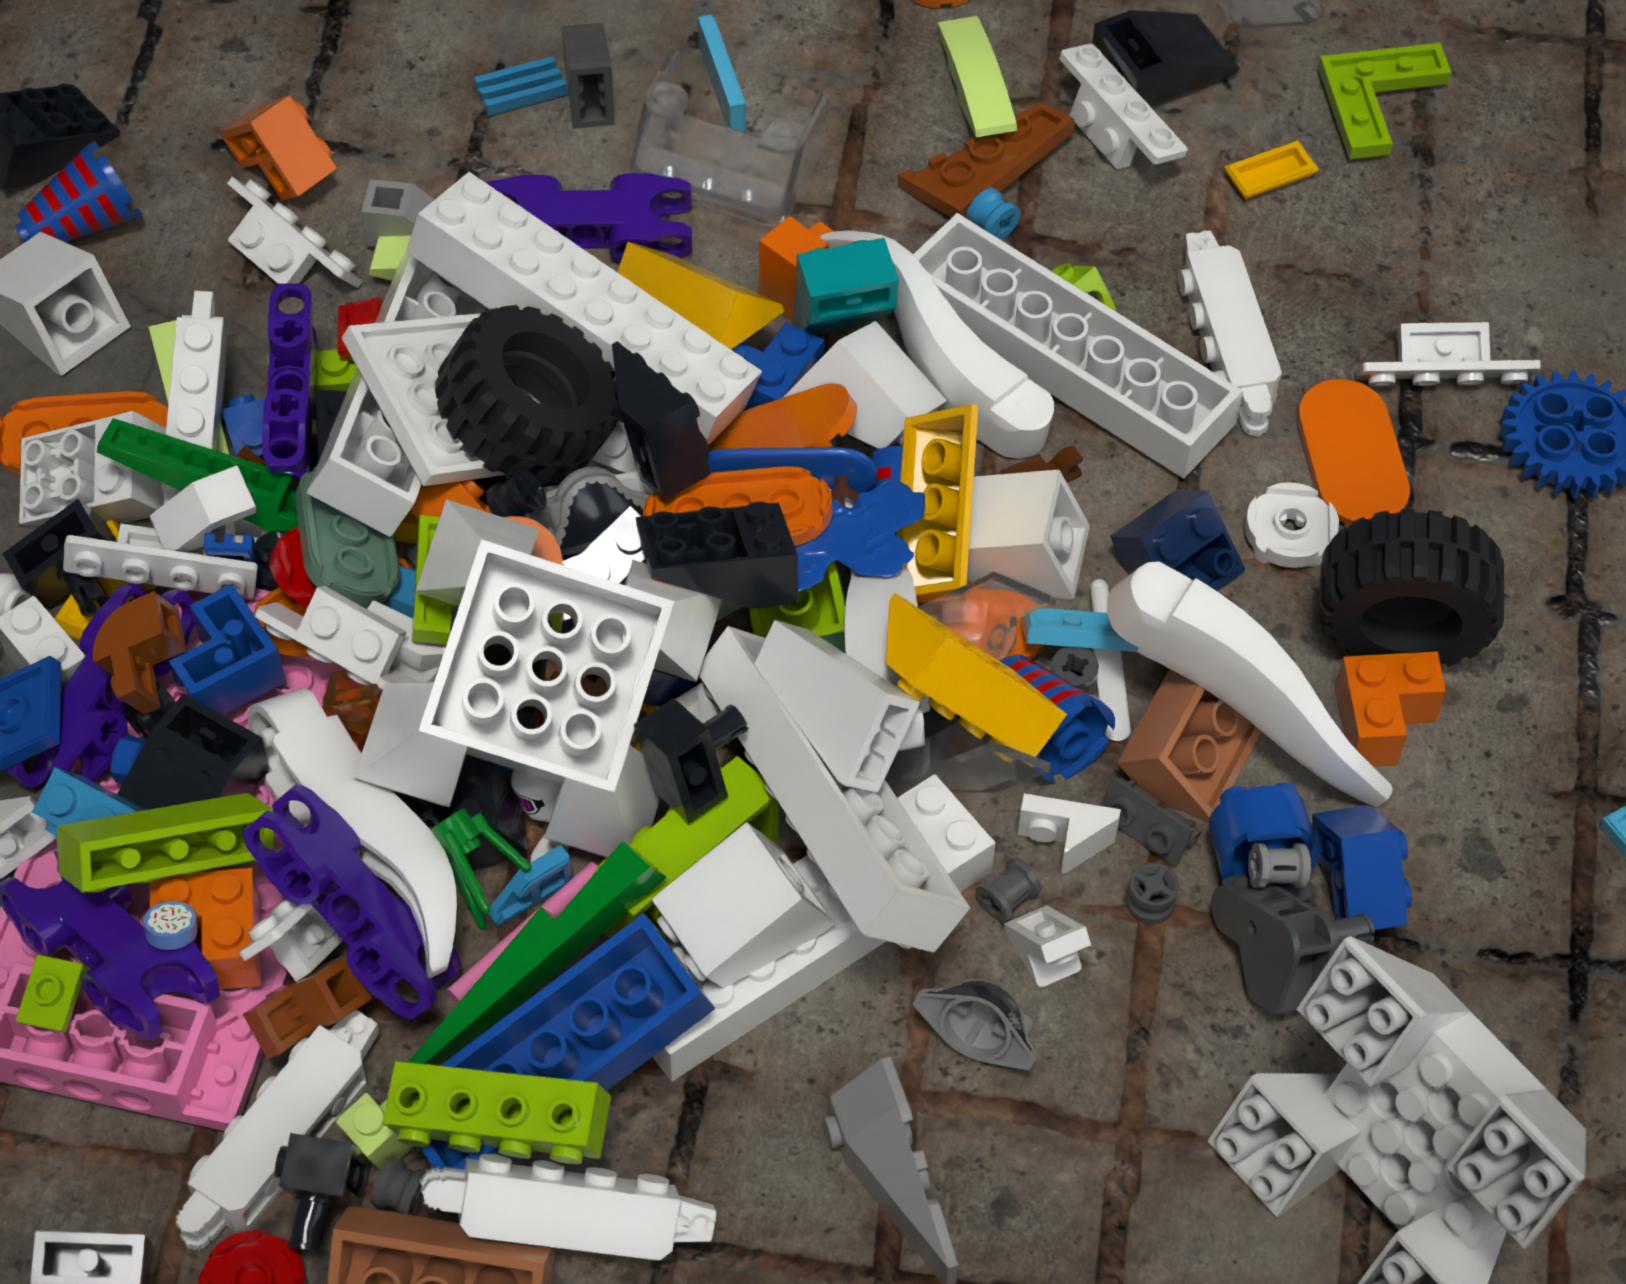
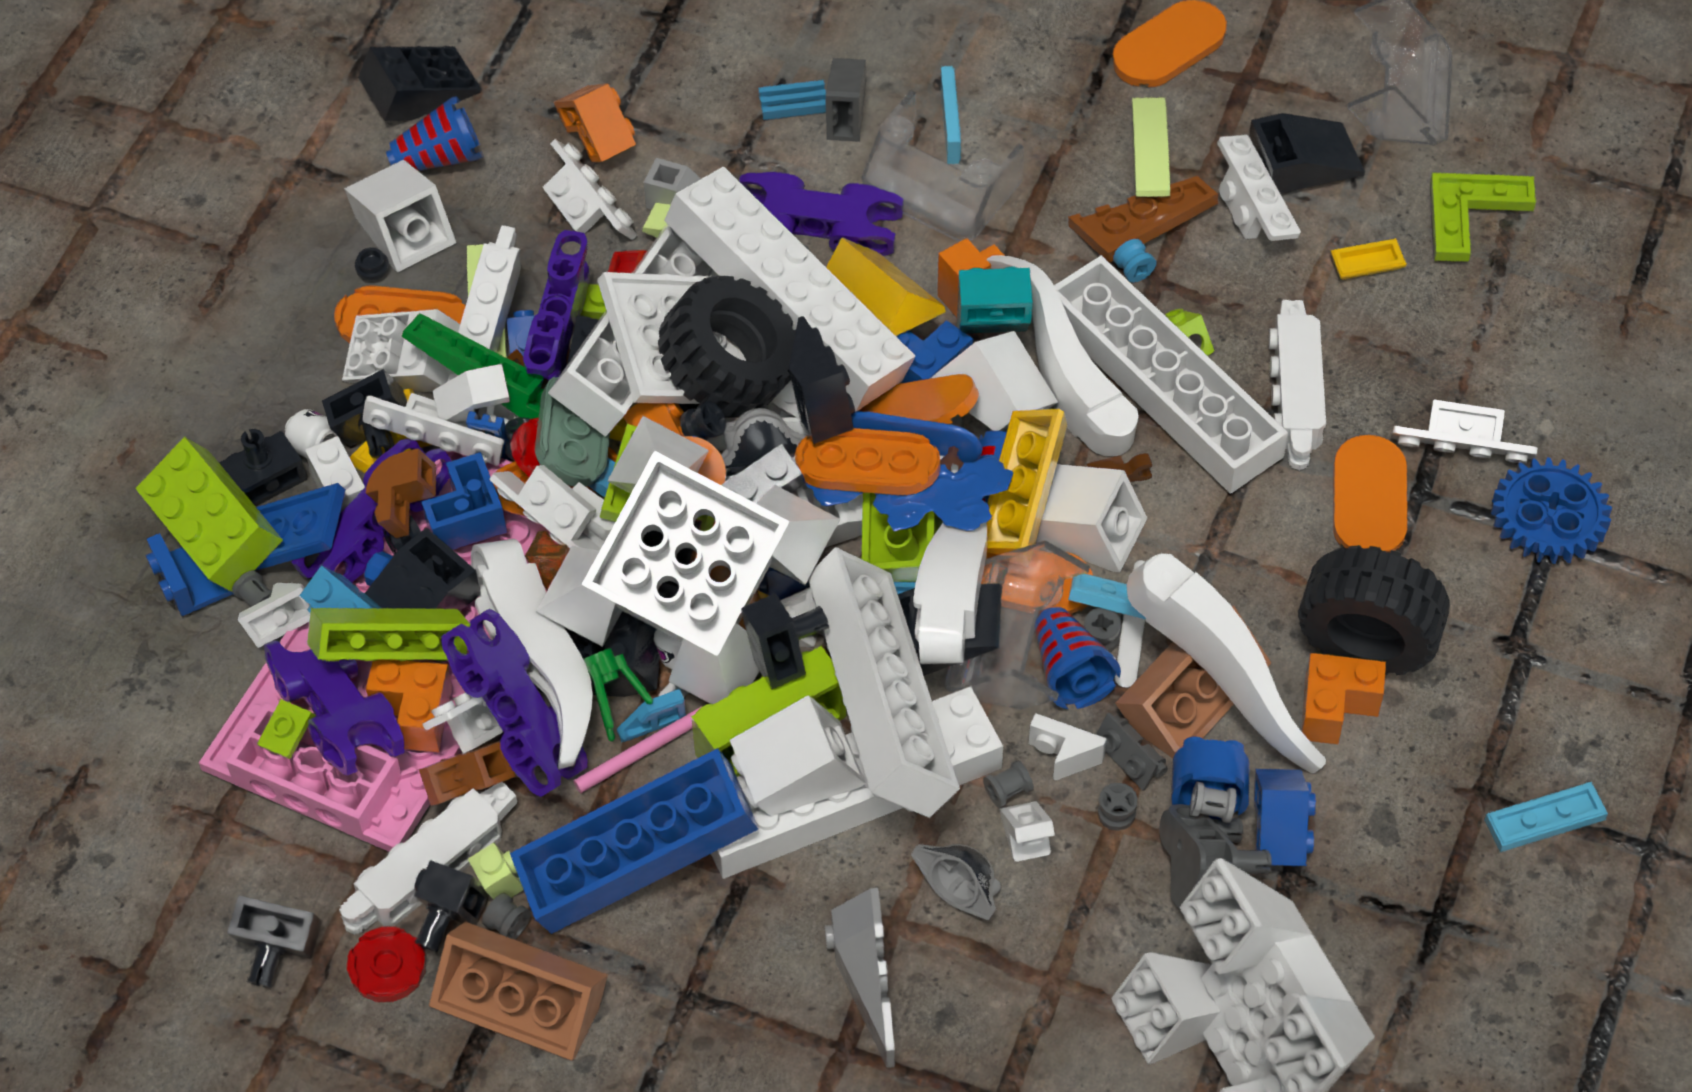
camera: 15 degrees right, 0 degrees up
(26, 370) = (371, 264): none -> black plate
(170, 925) = (378, 695): tile -> none
(497, 1111) = (581, 872): lime brick -> none
(542, 951) = (644, 762): green slope -> none
(568, 1208) = (620, 953): white hinge -> none
(725, 553) = (841, 491): black slope -> none
(837, 703) = (898, 619): white slope -> none
(966, 681) = (1003, 619): yellow slope -> none
(1184, 535) = (1212, 544): dark blue slope -> none
(1286, 547) = (1290, 530): white plate -> none

